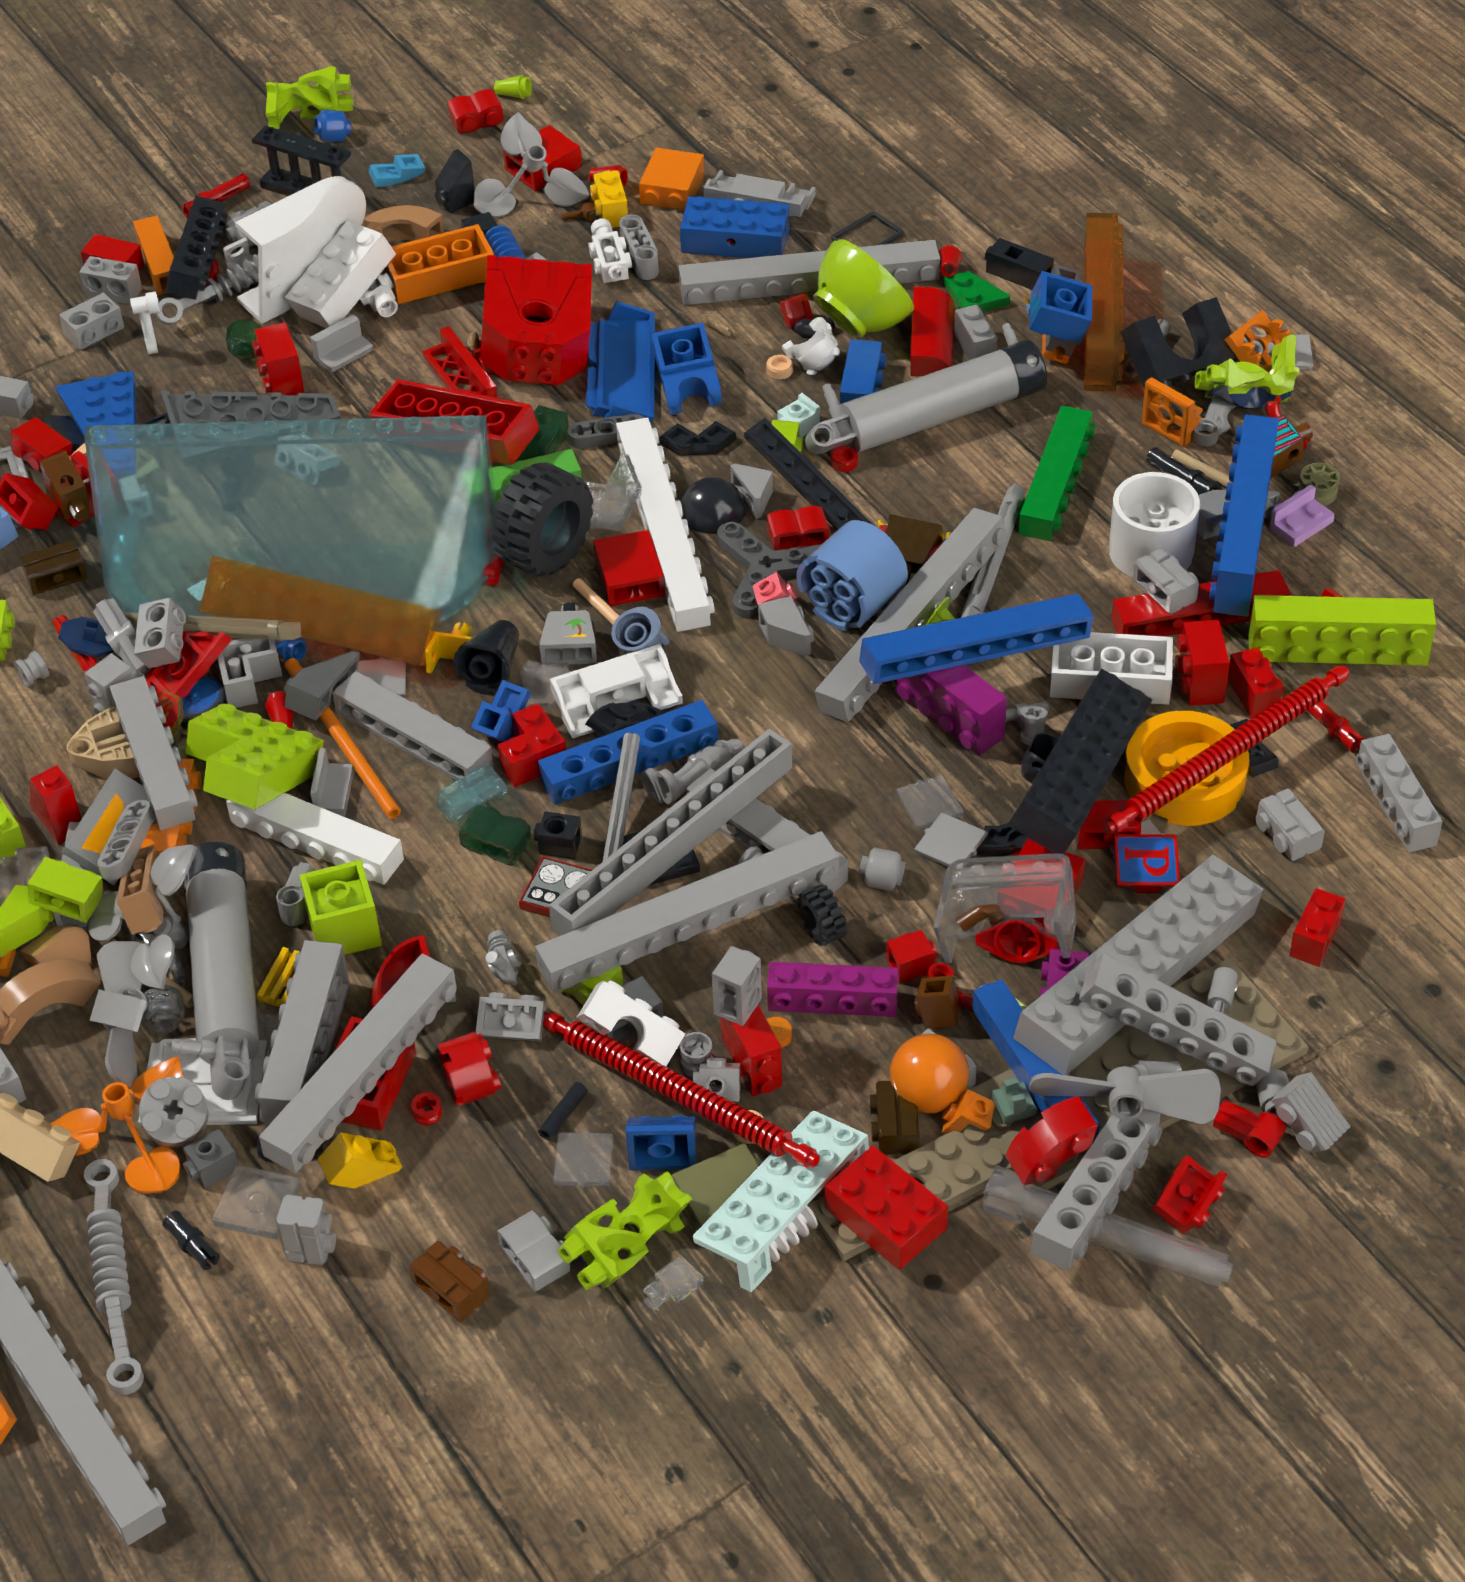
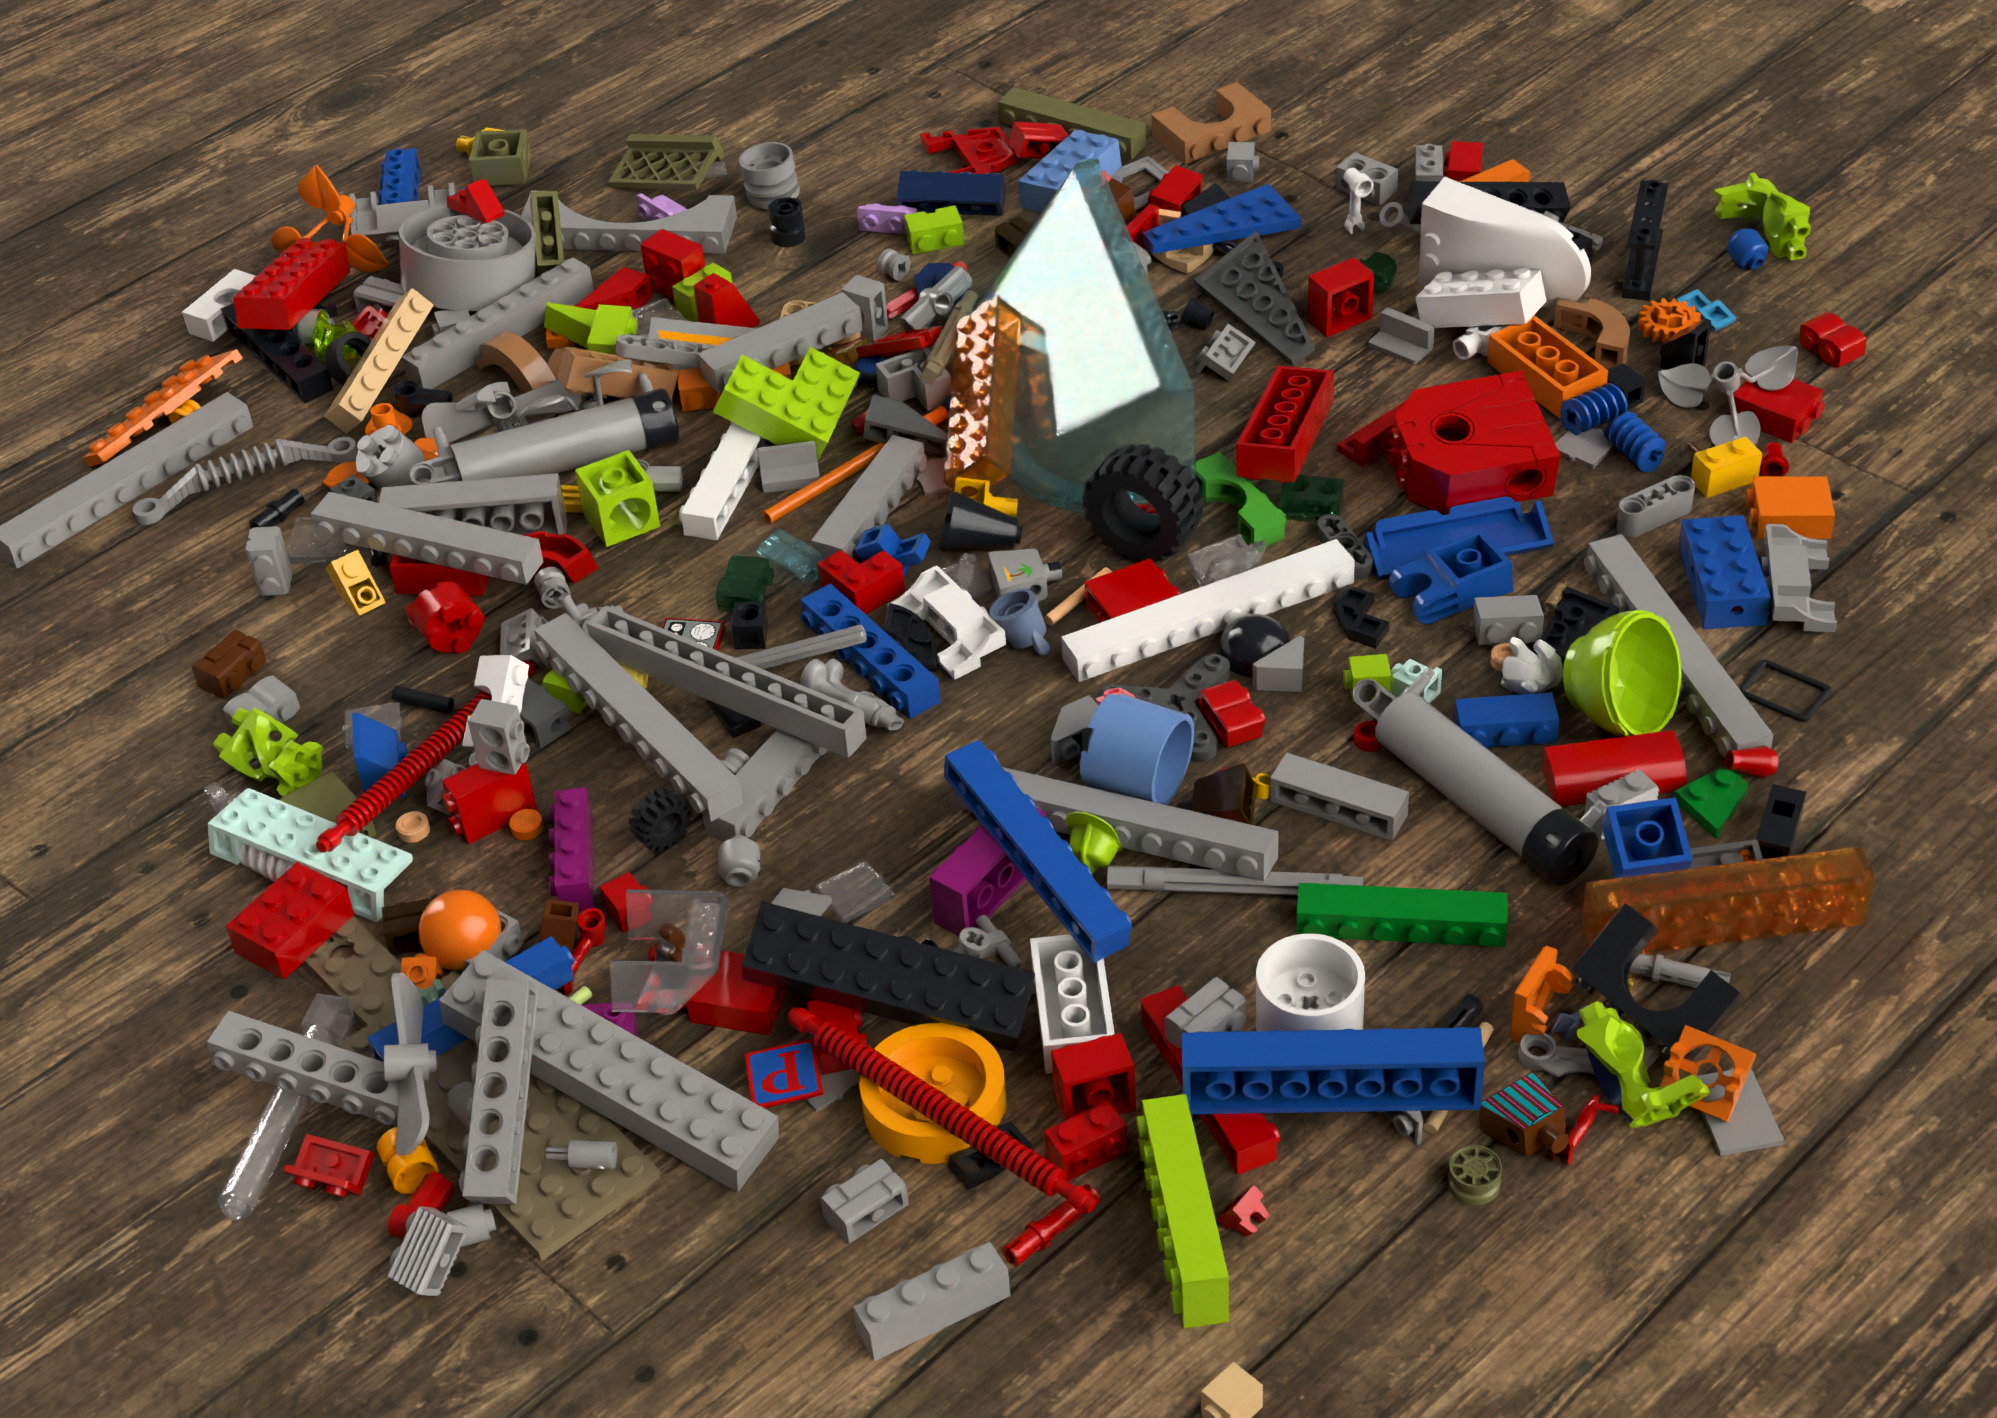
camera: 80 degrees right, 5 degrees down
(54, 1093) = (413, 399): none -> black piece
(159, 633) = (926, 308): light grey brick -> none
(221, 192) = (1586, 202): red pin -> none
(405, 188) = (1666, 319): none -> orange gear
(514, 87) = (1896, 360): lime cone -> none
(555, 237) = (1636, 441): none -> blue piece
(608, 252) = (1611, 487): white brick -> none
(749, 350) = (1507, 617): none -> light grey brick
(761, 320) = (1574, 619): none -> black wing
(802, 474) = (1303, 702): black tile -> none
(917, 481) = (1339, 796): none -> light grey brick
(1052, 1141) = (354, 1021): red brick -> none
(1186, 1136) = (405, 1170): none -> light orange wheel
(1300, 517) = (1407, 1163): lavender bracket -> none
(1317, 927) = (706, 1239): red brick -> none

